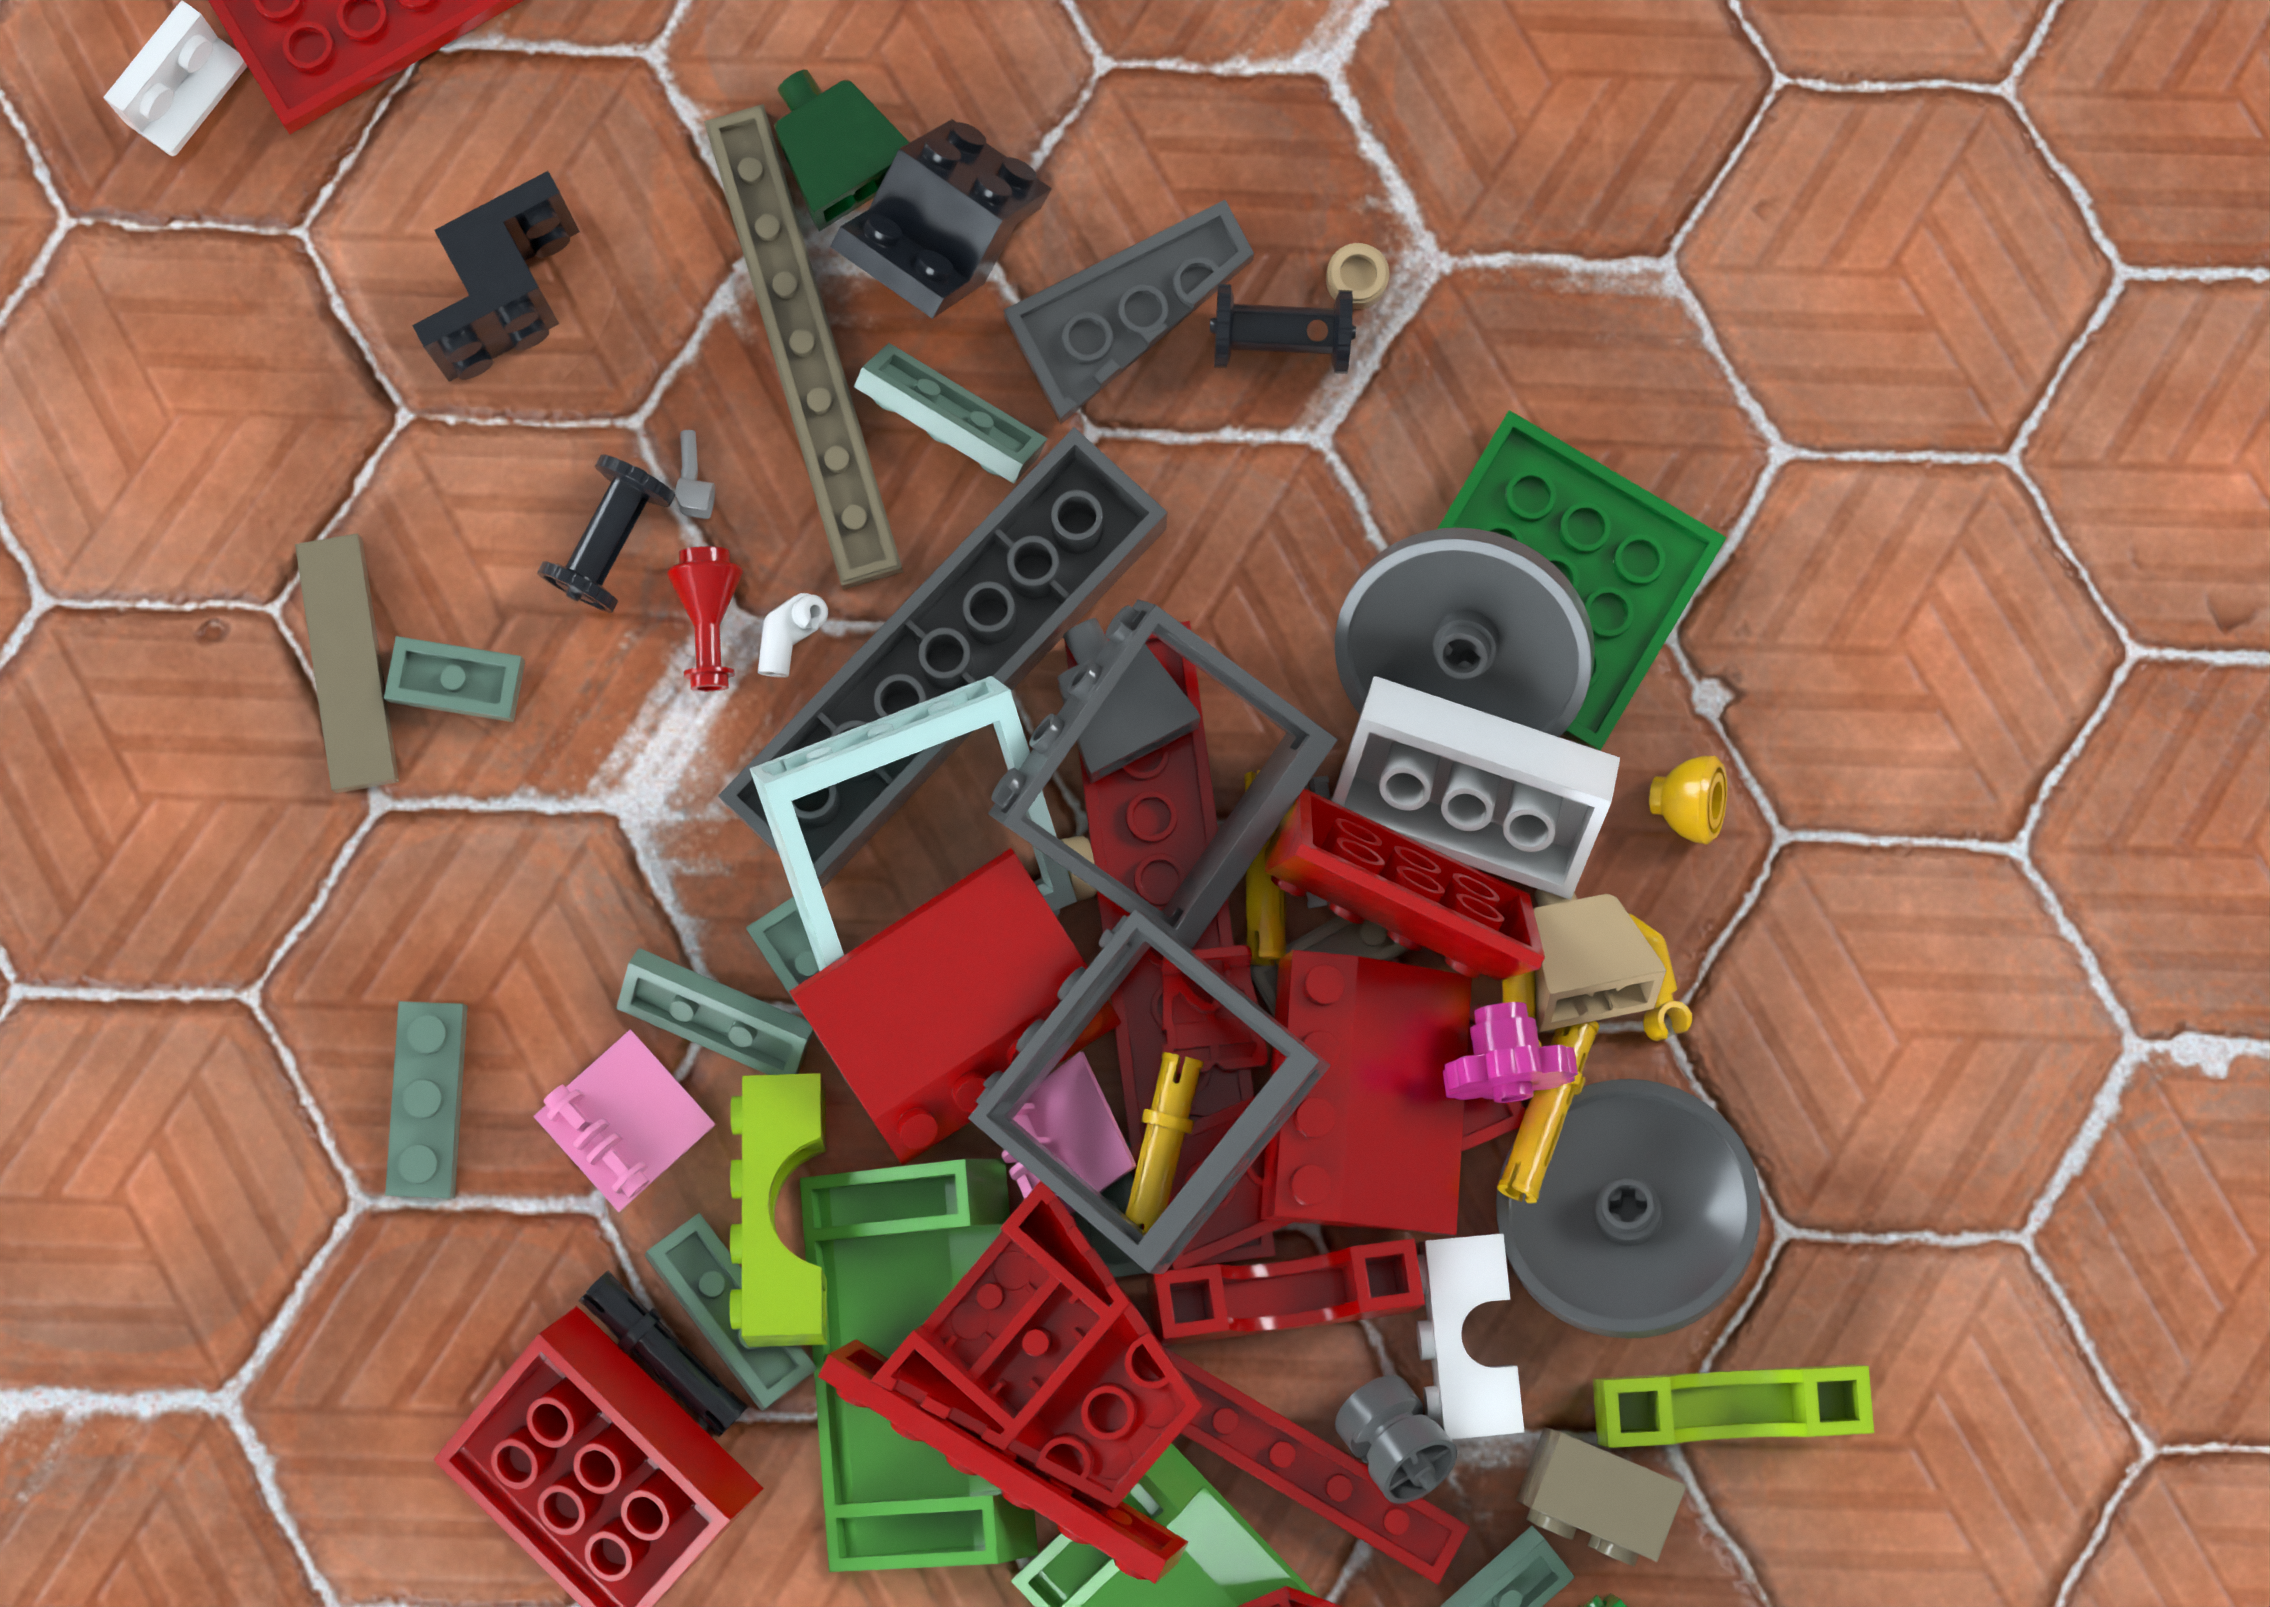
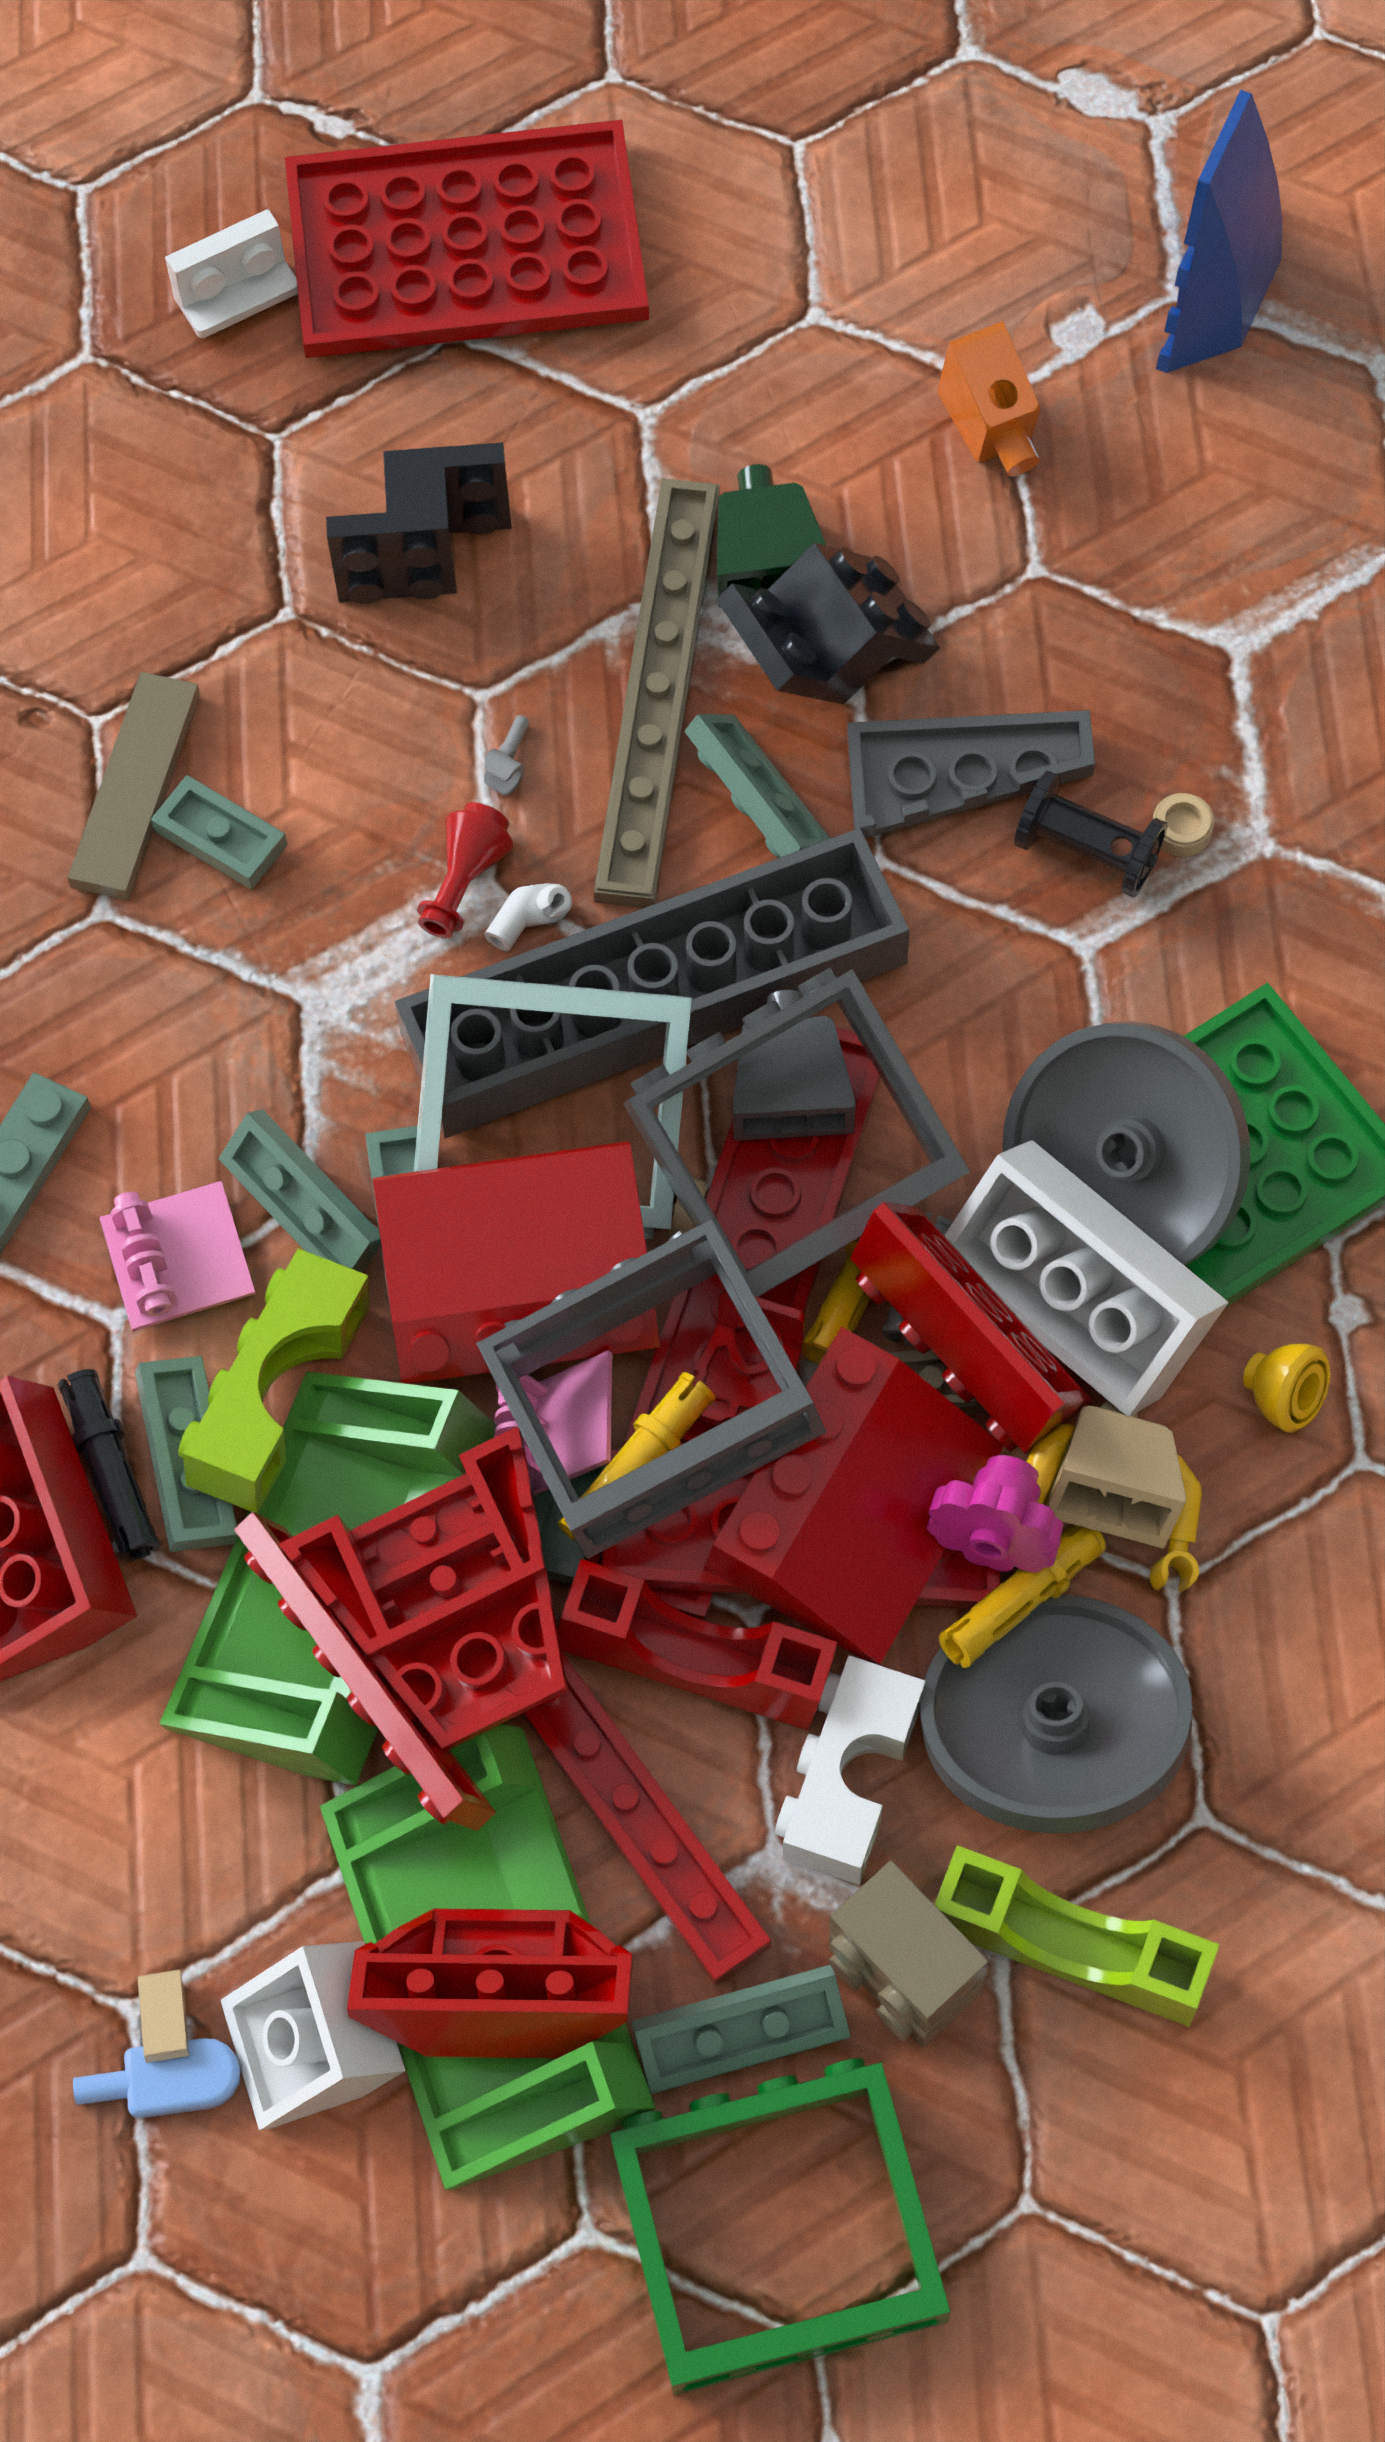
camera: 30 degrees right, 15 degrees down
(606, 533) = (409, 764): black hose -> none
(1403, 1447) = (736, 1822): dark grey wheel -> none

